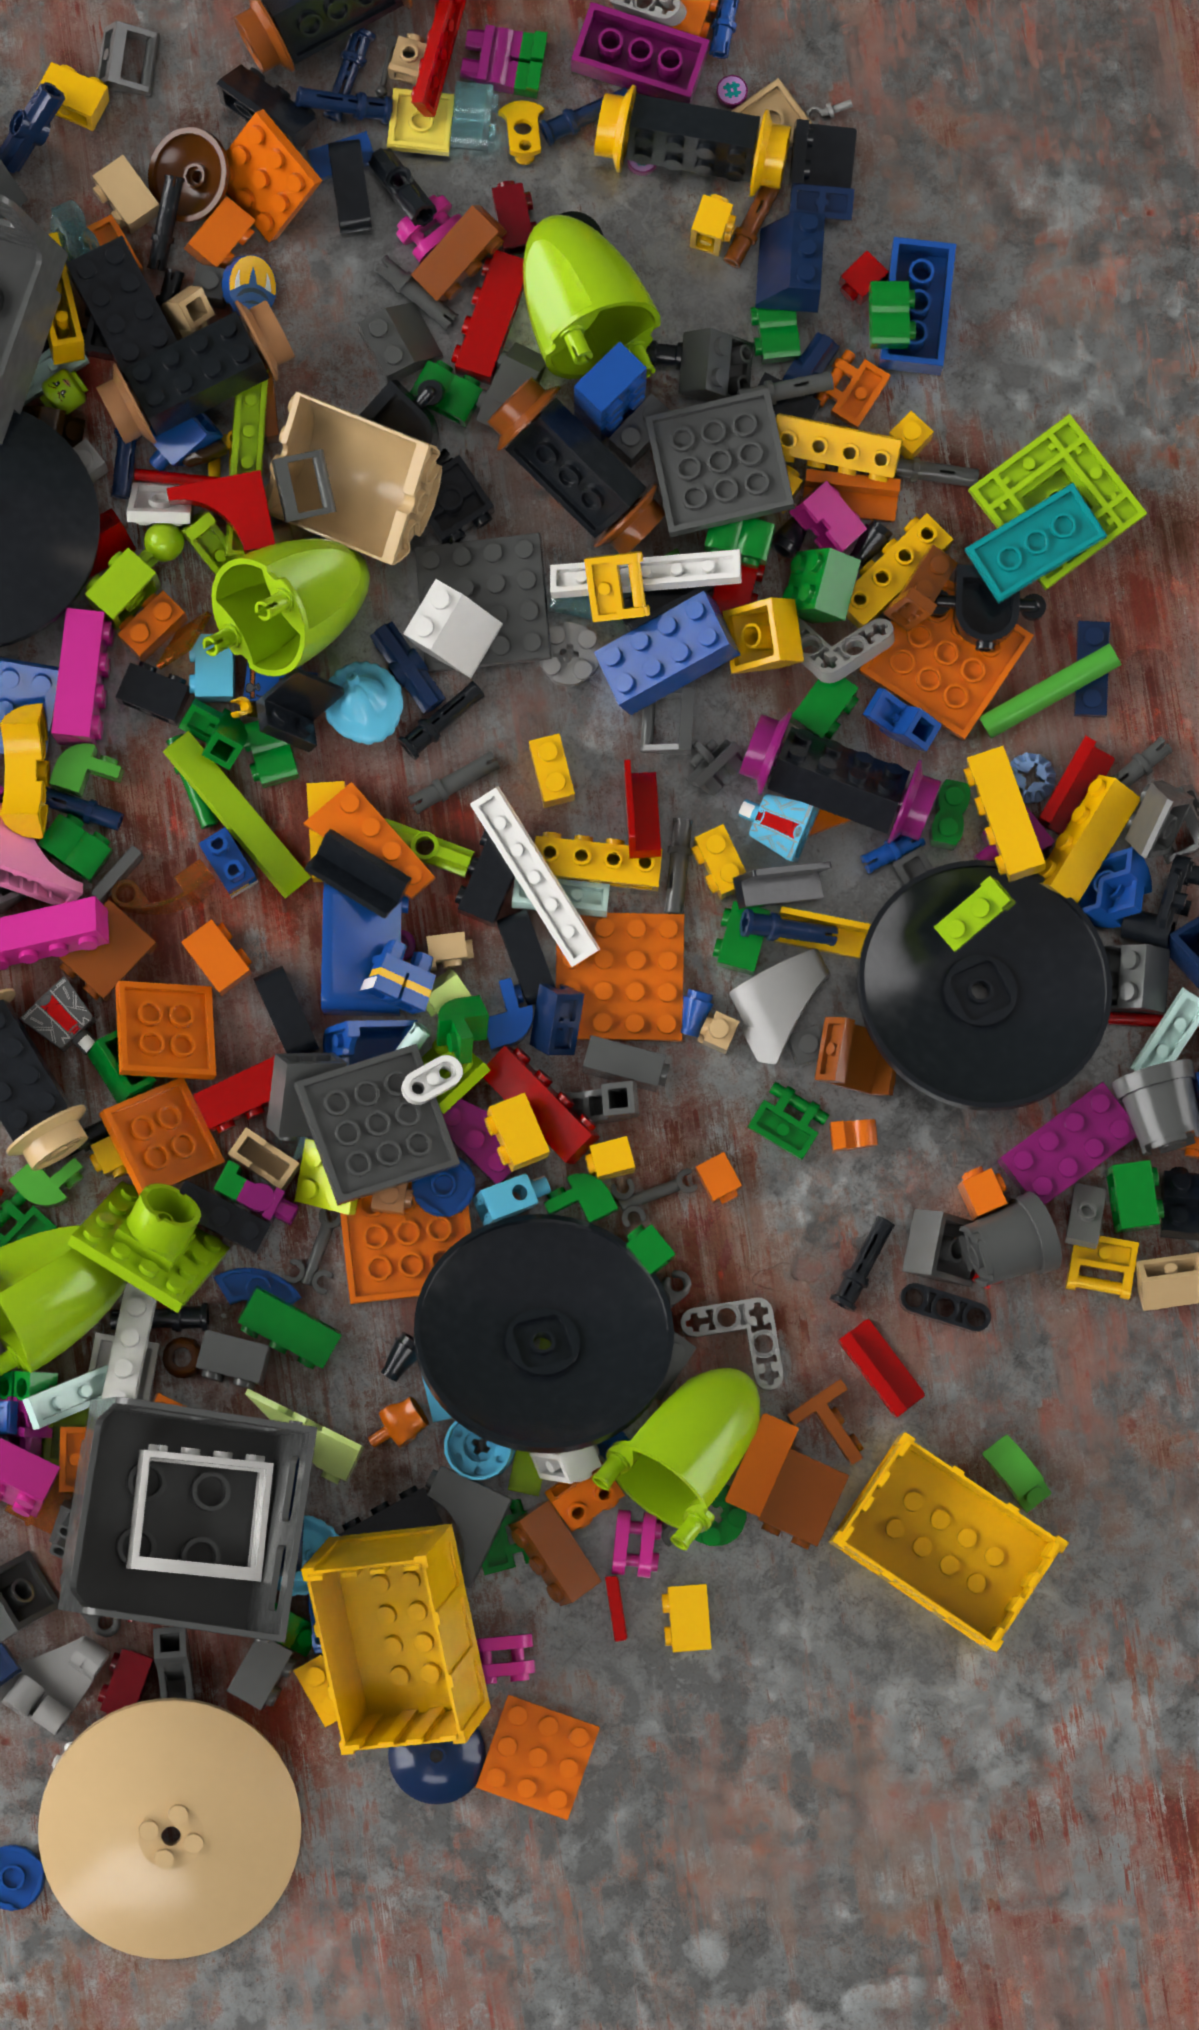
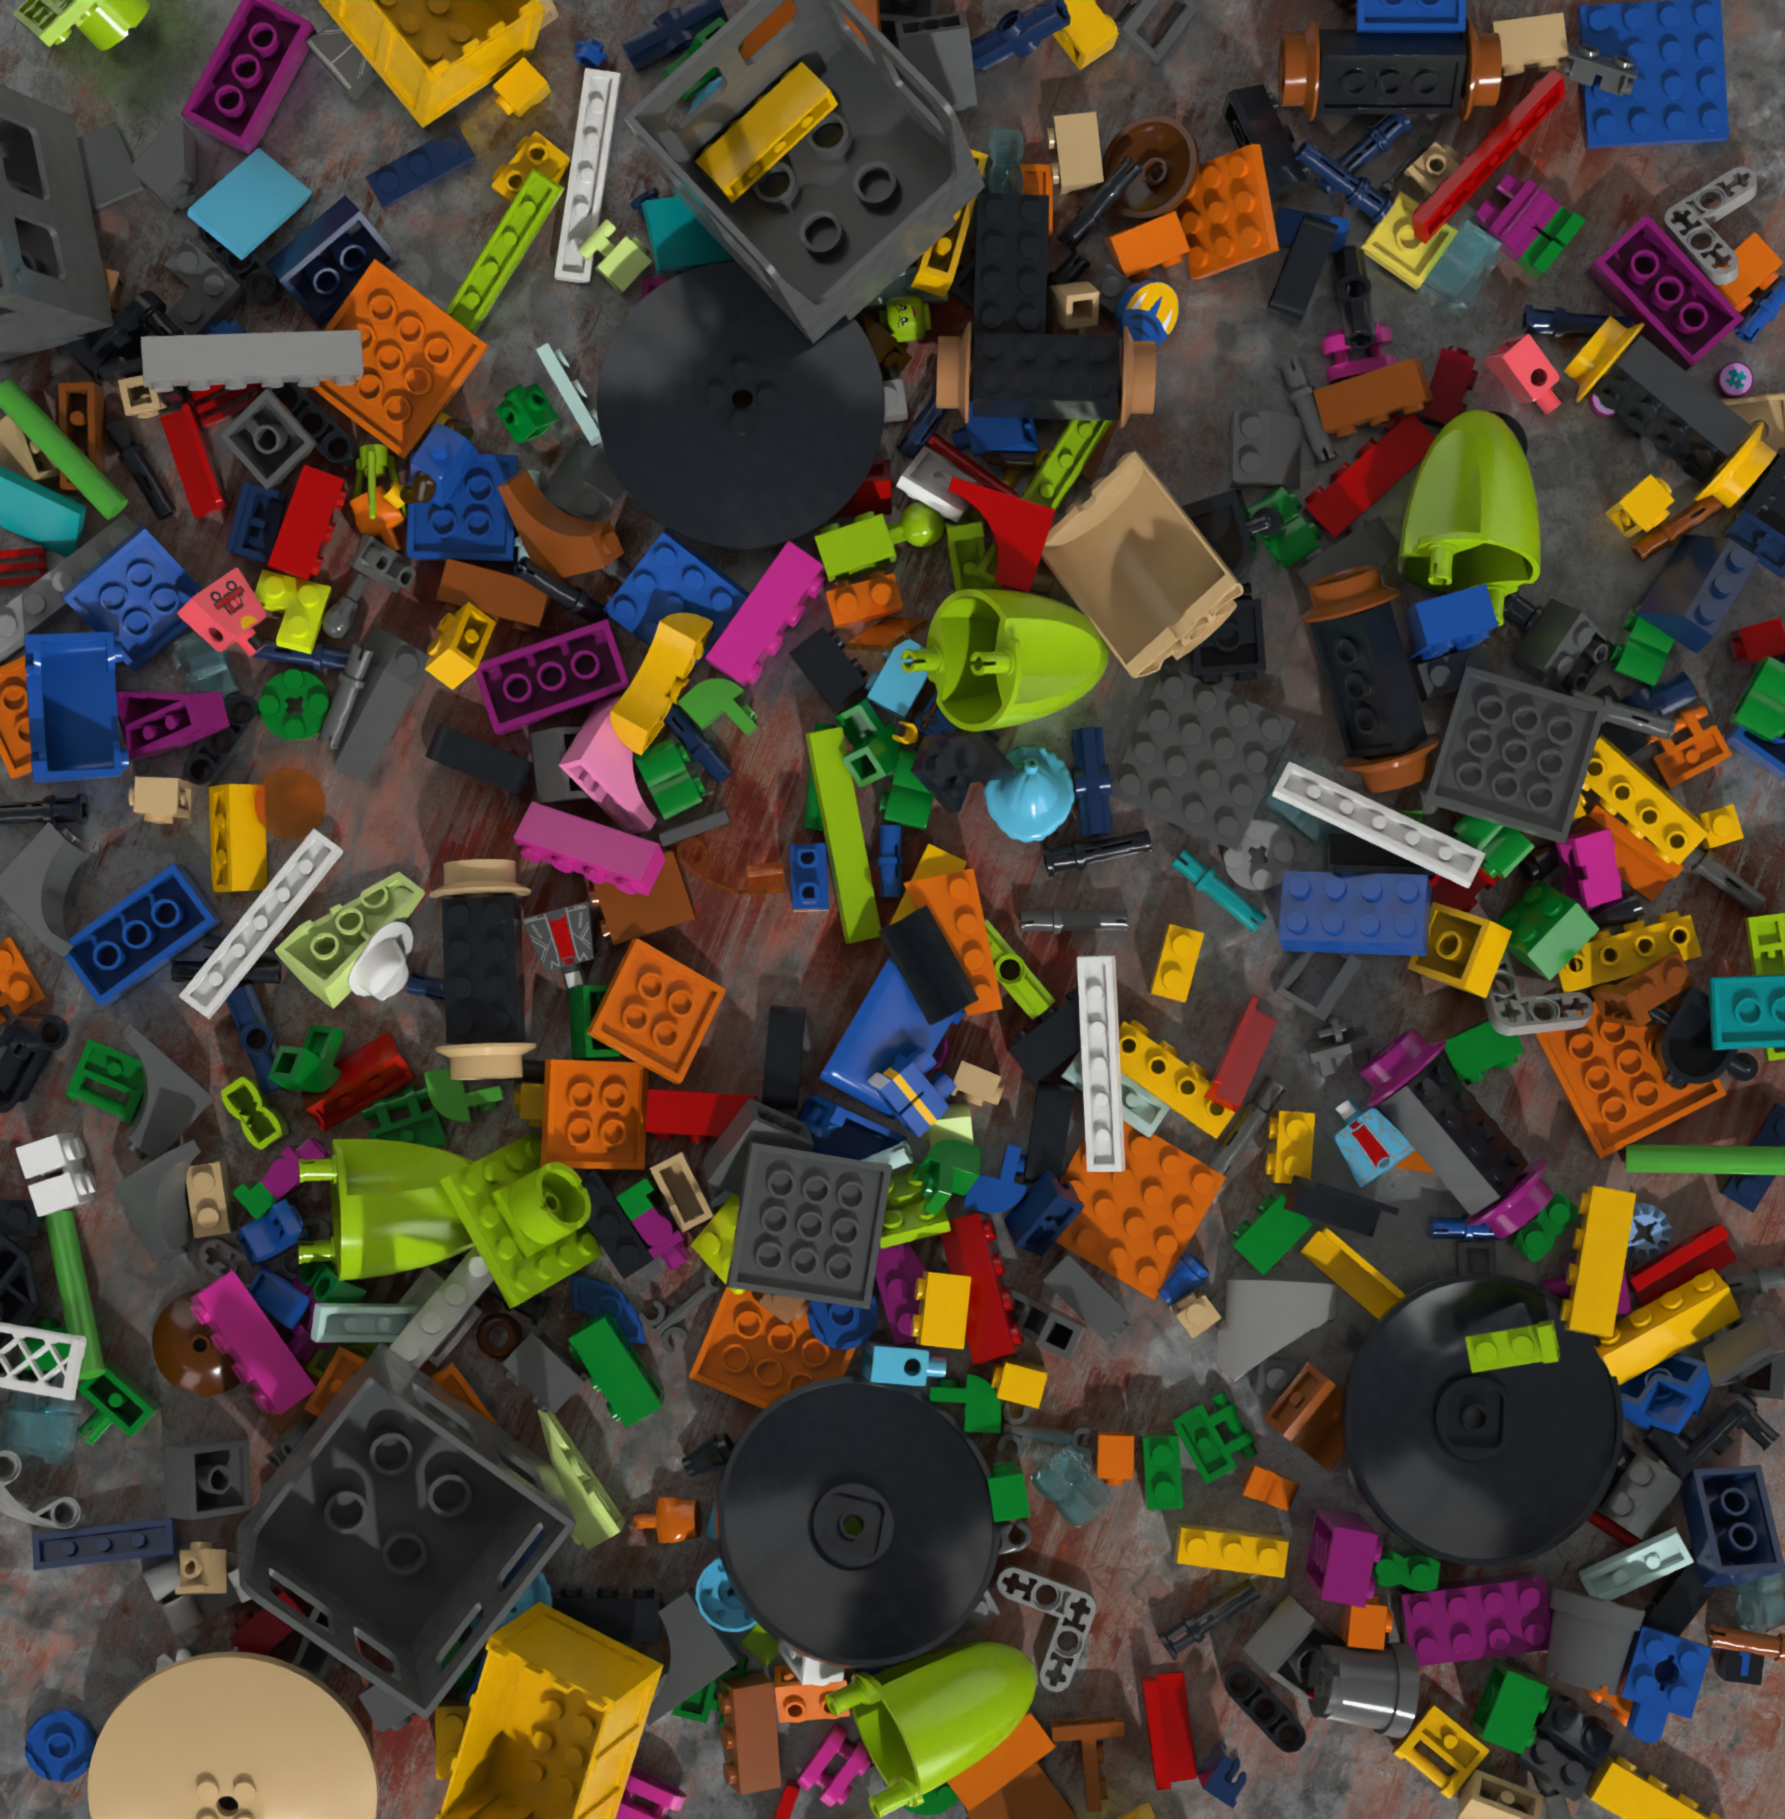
camera: 35 degrees right, 5 degrees up
(49, 1668) = (202, 1570): none -> tan brick
(217, 957) = (747, 964): orange brick -> none
(221, 1460) = (396, 1569): white window -> none
(285, 815) = (890, 861): none -> blue pin
(286, 491) = (1070, 541): dark grey tile -> none
(430, 1079) = (886, 1213): white plate -> none
(452, 629) = (1157, 773): white slope -> none
(528, 145) = (1502, 323): yellow piece -> none
(553, 697) = (1218, 890): none -> teal pin
(556, 170) = (1517, 363): none -> coral torso
(606, 587) = (1332, 819): yellow plate -> none
(698, 1220) = (1075, 1492): none -> clear light blue brick
(761, 1168) = (1161, 1470): none -> green brick
(773, 927) = (1307, 1244): dark blue pin -> none
(850, 1199) = (1231, 1549): none -> yellow brick
(902, 722) = (1548, 1109): blue brick -> none
(934, 1148) = (1342, 1557): none -> magenta brick
(943, 1379) = (1217, 1775): none -> dark blue hinge
(997, 1137) = (1407, 1567): none -> green brick
(1085, 1215) = (1452, 1696): light grey plate -> none

